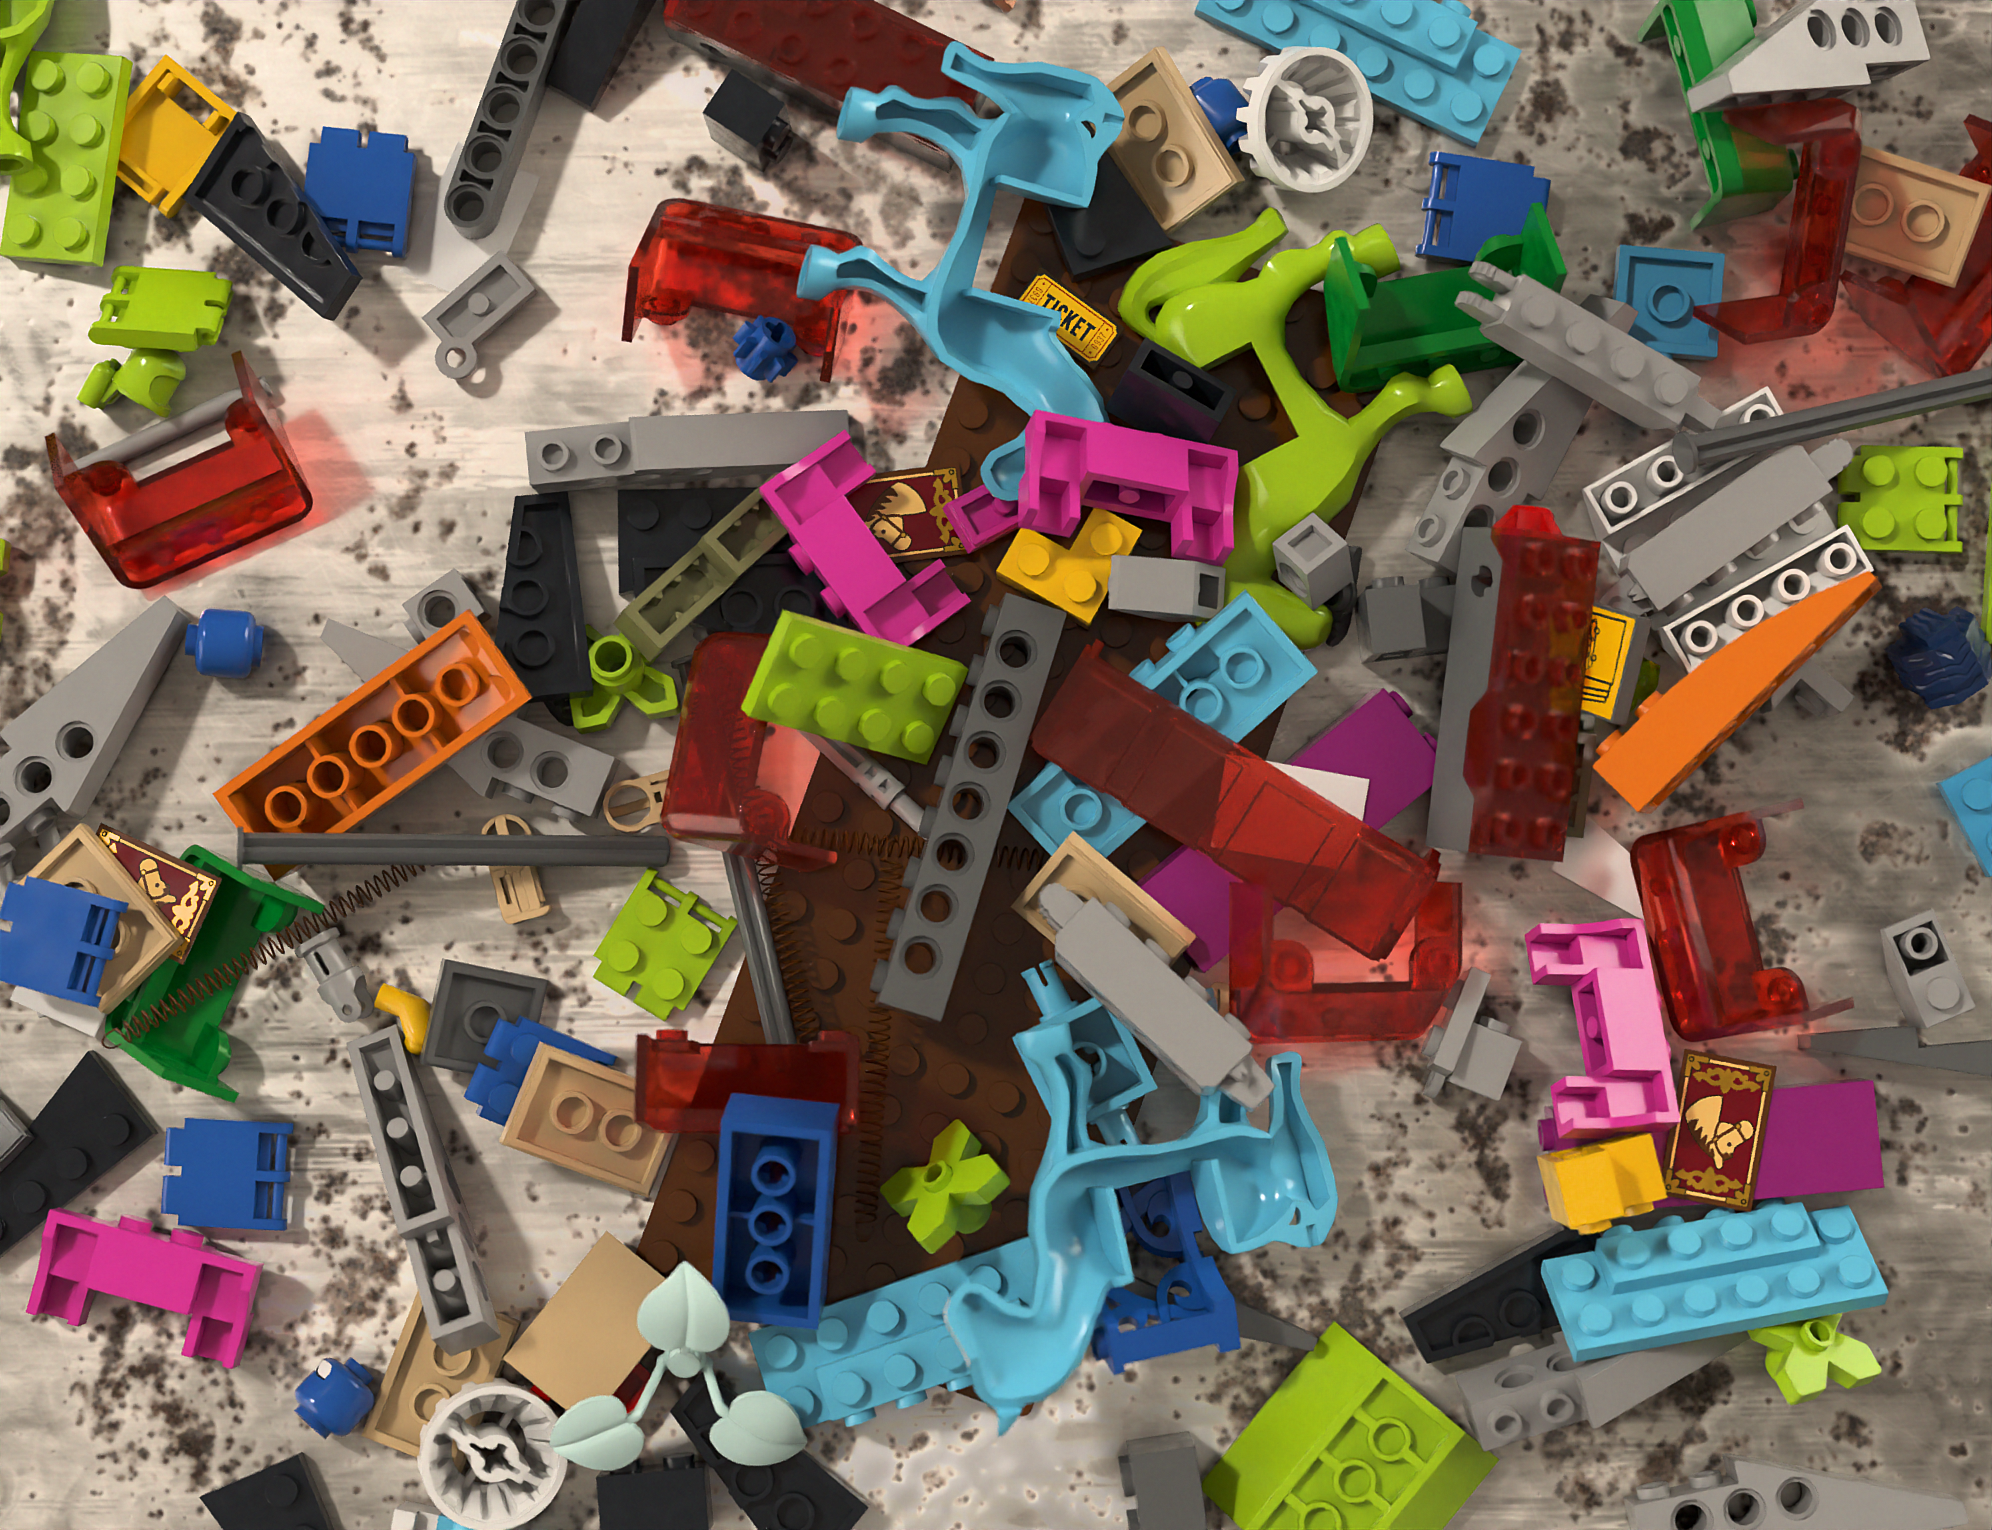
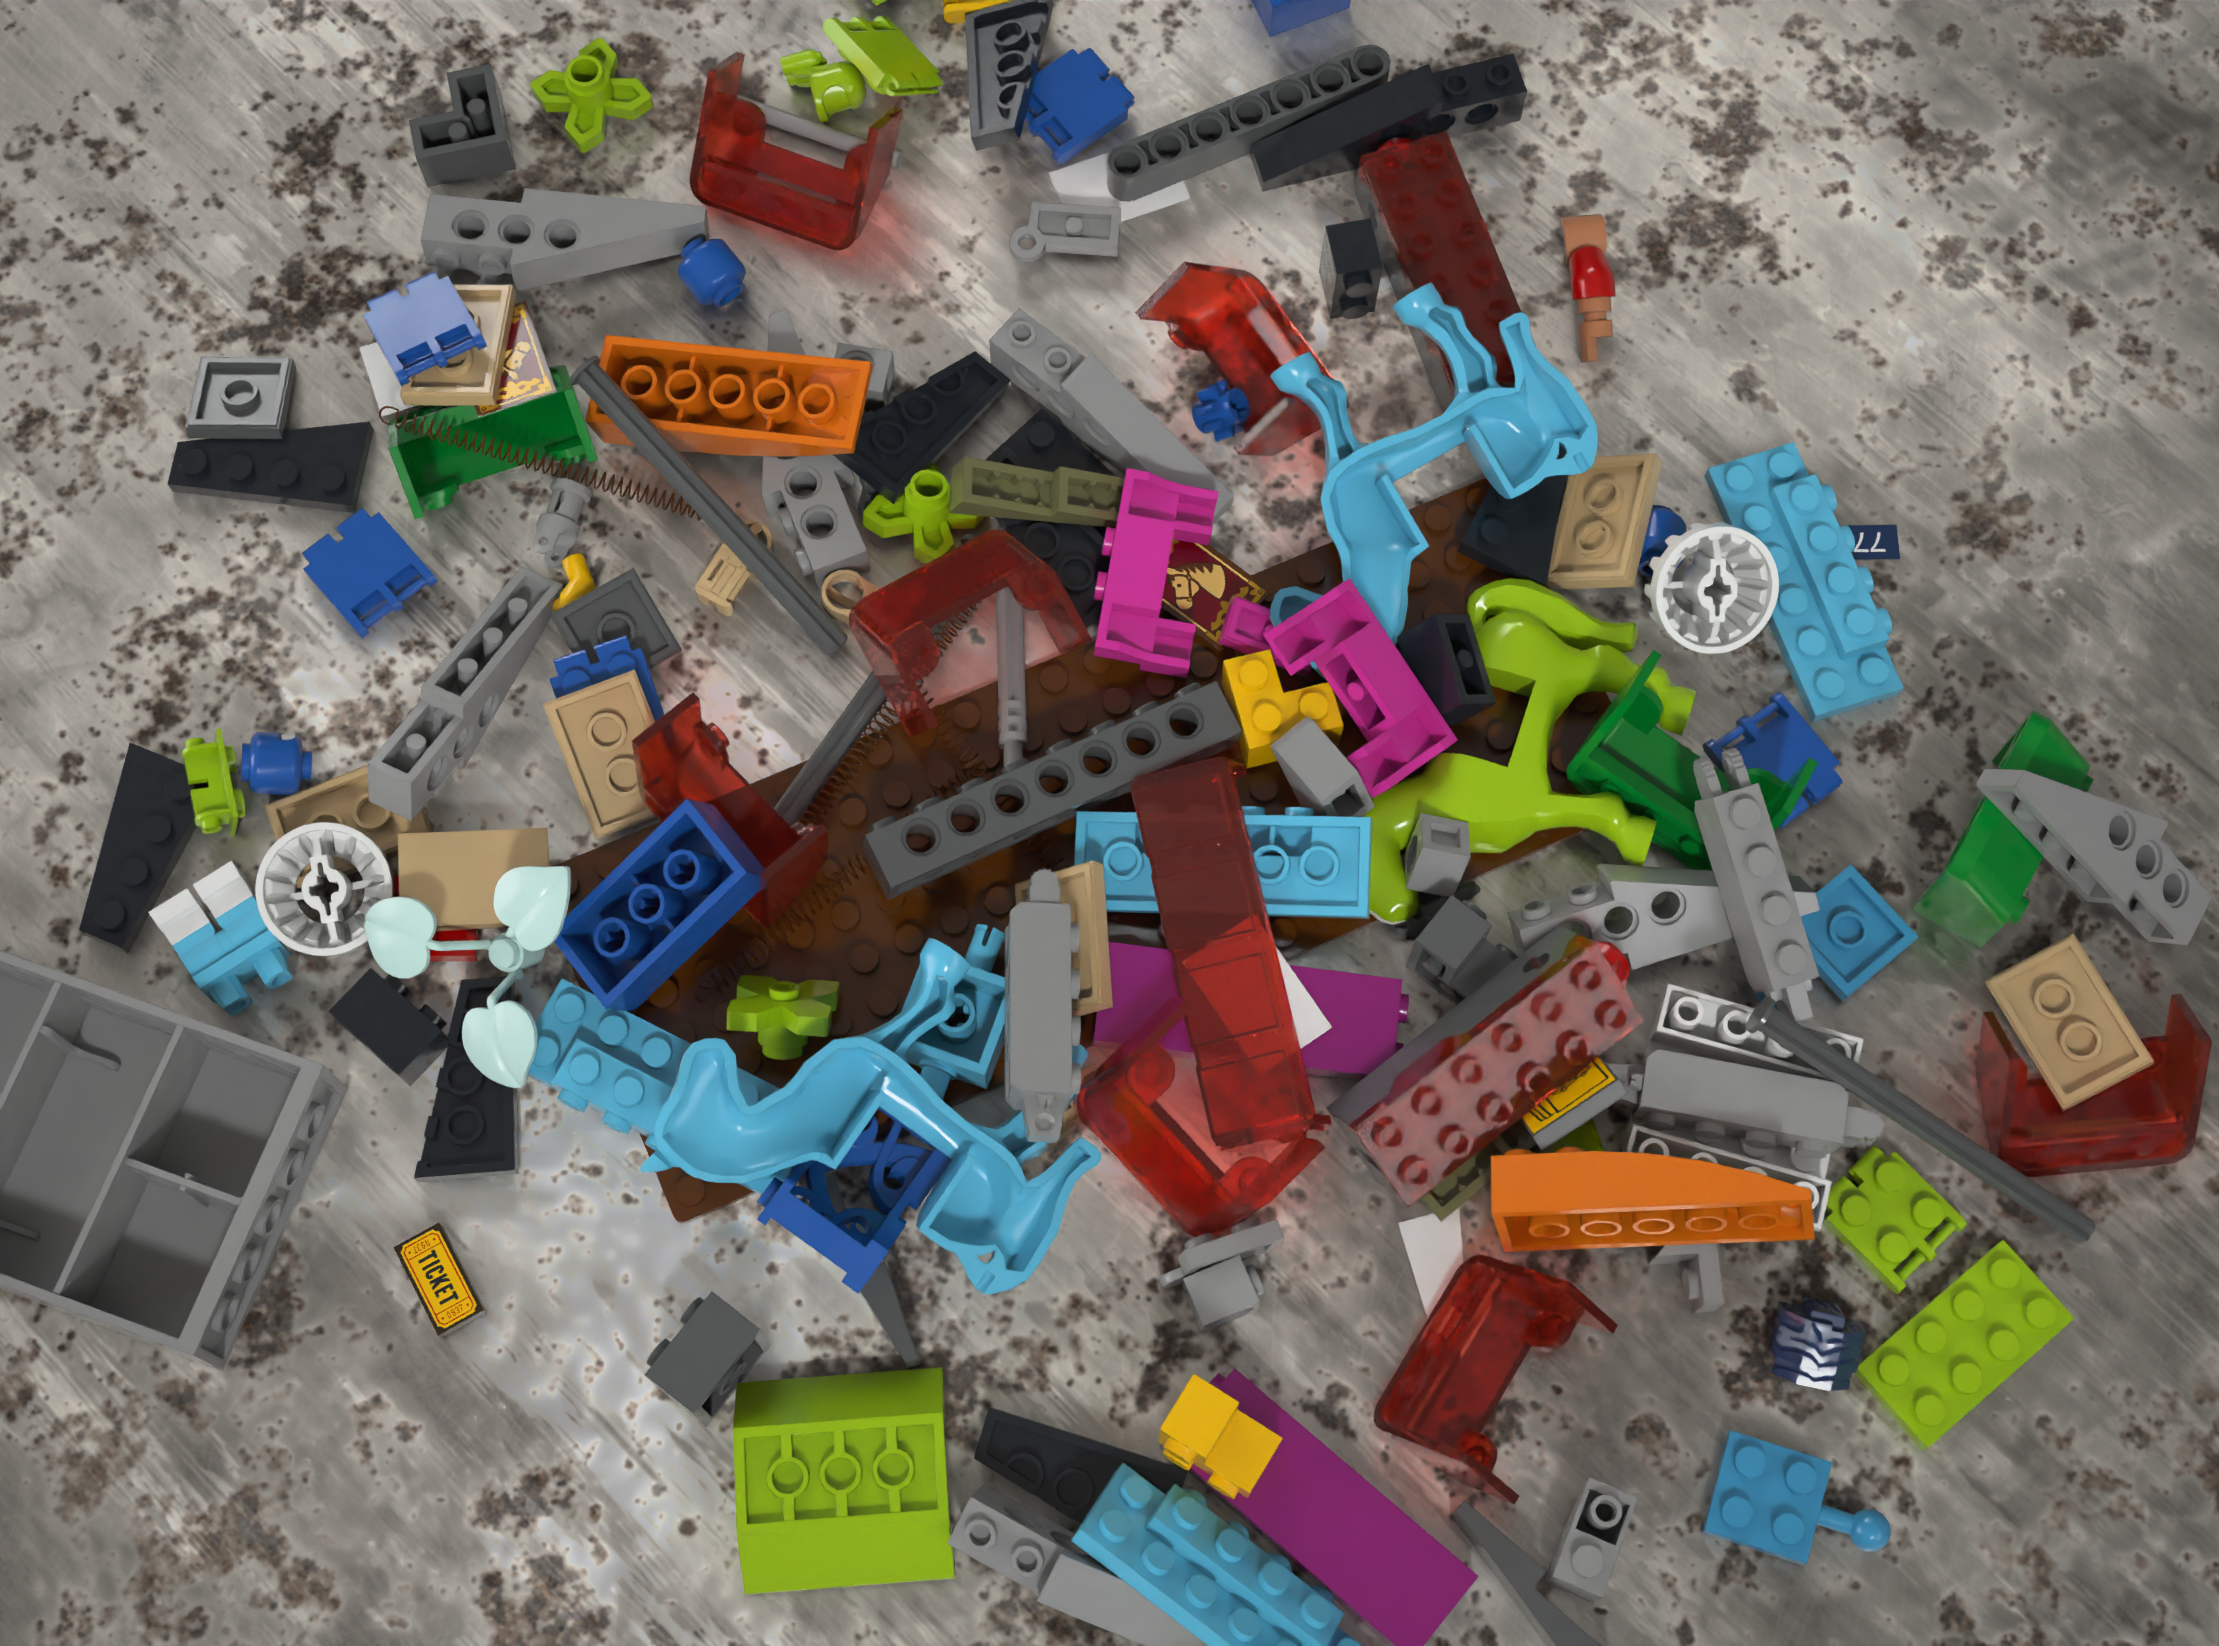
camera: 45 degrees right, 15 degrees down
(149, 1268) = (253, 560): dark pink bracket -> none
(325, 1469) = (219, 802): none -> lime hinge
(661, 947) = (772, 699): lime plate -> none
(854, 688) = (1057, 638): lime plate -> none
(1083, 328) = (1434, 575): tile -> none
(1618, 1027) = (1336, 1360): dark pink bracket -> none
(1721, 1130) = (1333, 1498): sticker -> none
(1818, 223) = (2057, 916): clear red windscreen -> none

